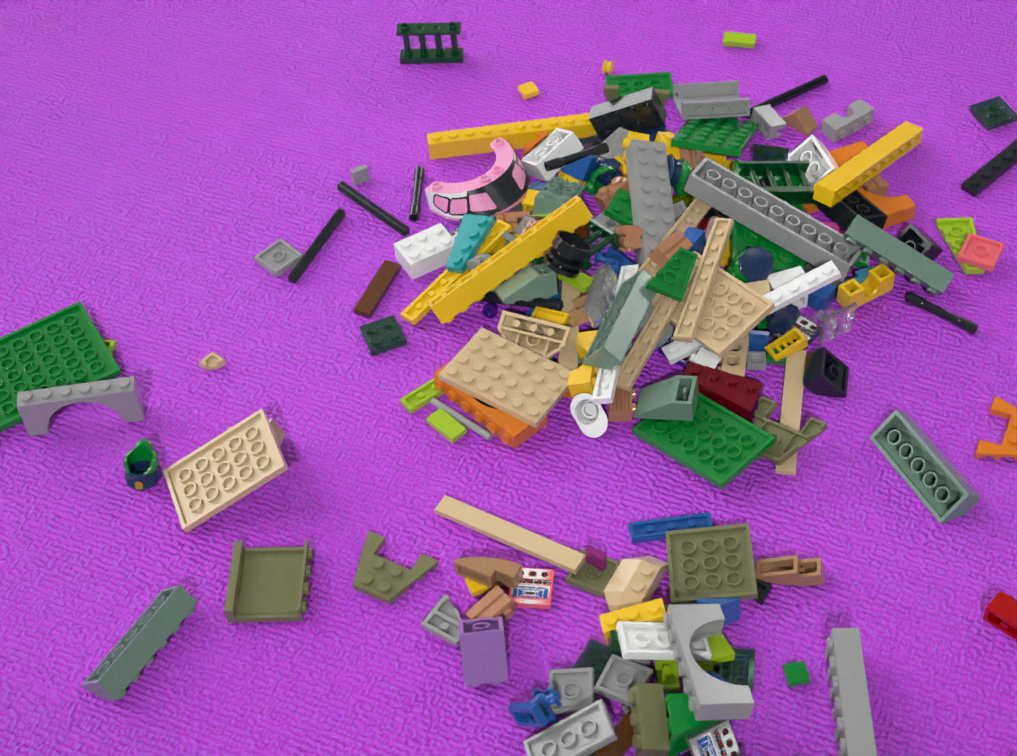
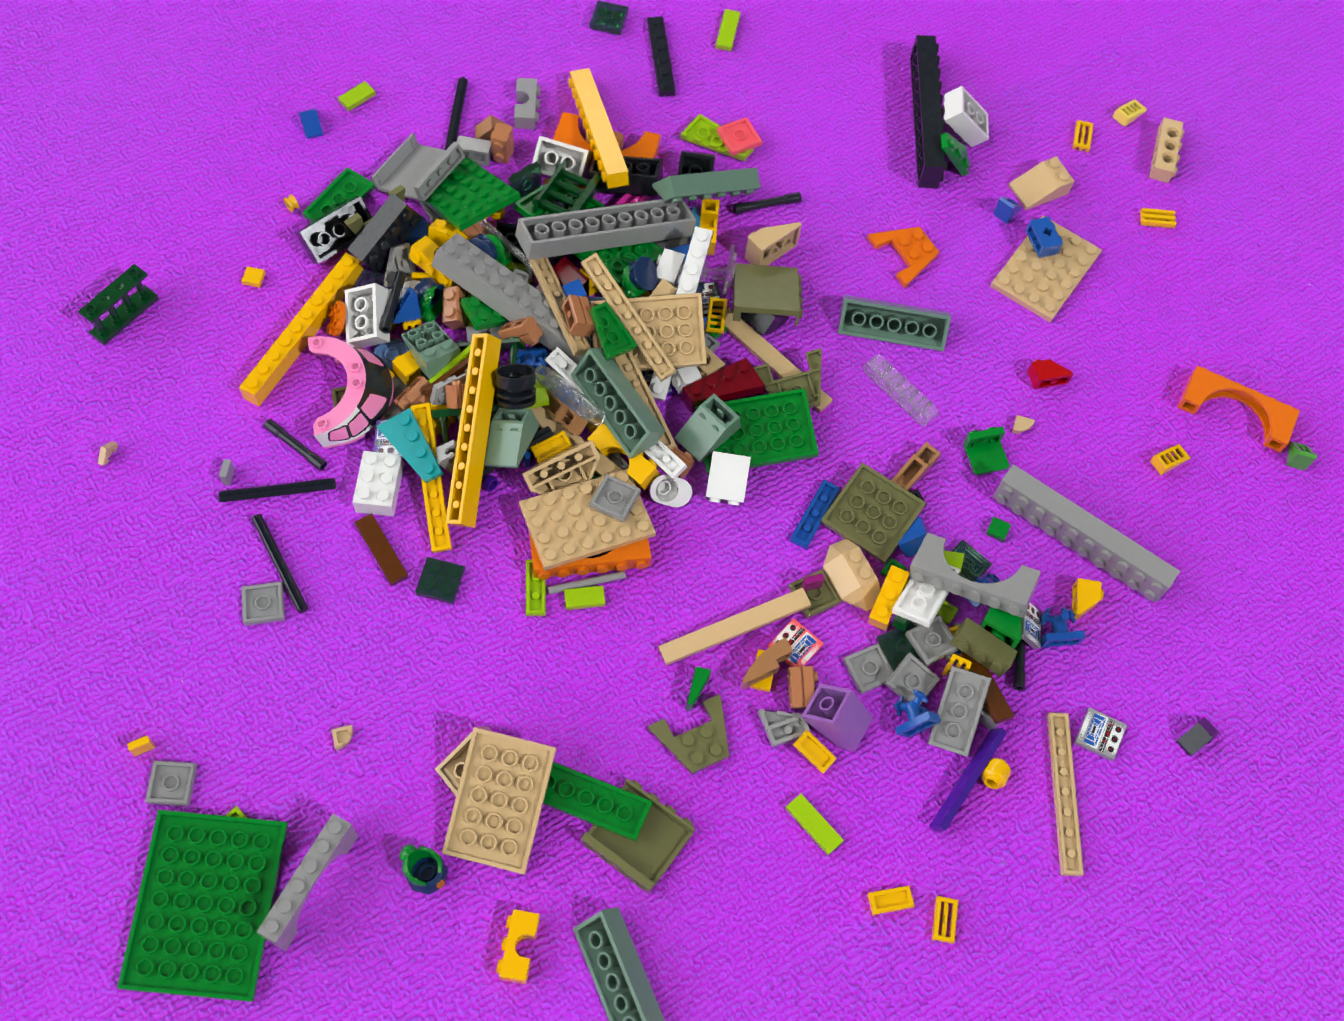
camera: 65 degrees left, 15 degrees up
(107, 300) = (171, 783): none -> light grey tile
(121, 266) = (141, 745): none -> yellow tile
(136, 552) = (521, 926): none -> yellow arch
(273, 530) = (596, 802): none -> green plate
(320, 113) = (105, 452): none -> tile
(376, 700) = (814, 824): none -> lime tile
(429, 541) = (699, 681): none -> green slope
(441, 657) = (814, 751): none -> yellow tile
(539, 377) = (615, 498): none -> light grey tile
(556, 652) = (868, 668): none -> light grey tile
(589, 91) = (329, 232): none -> brick
(611, 705) = (961, 661): none -> yellow tile
(637, 442) = (728, 478): none -> white brick
(687, 33) = (311, 123): none -> blue slope
(789, 128) = (502, 143): none -> nougat brick
(844, 358) = (767, 291): none -> olive panel
(859, 513) = (900, 390): none -> clear beam
(867, 611) = (986, 451): none -> green bracket
(899, 335) = (771, 243): none -> tan slope
(929, 628) = (1022, 424): none -> tan tile

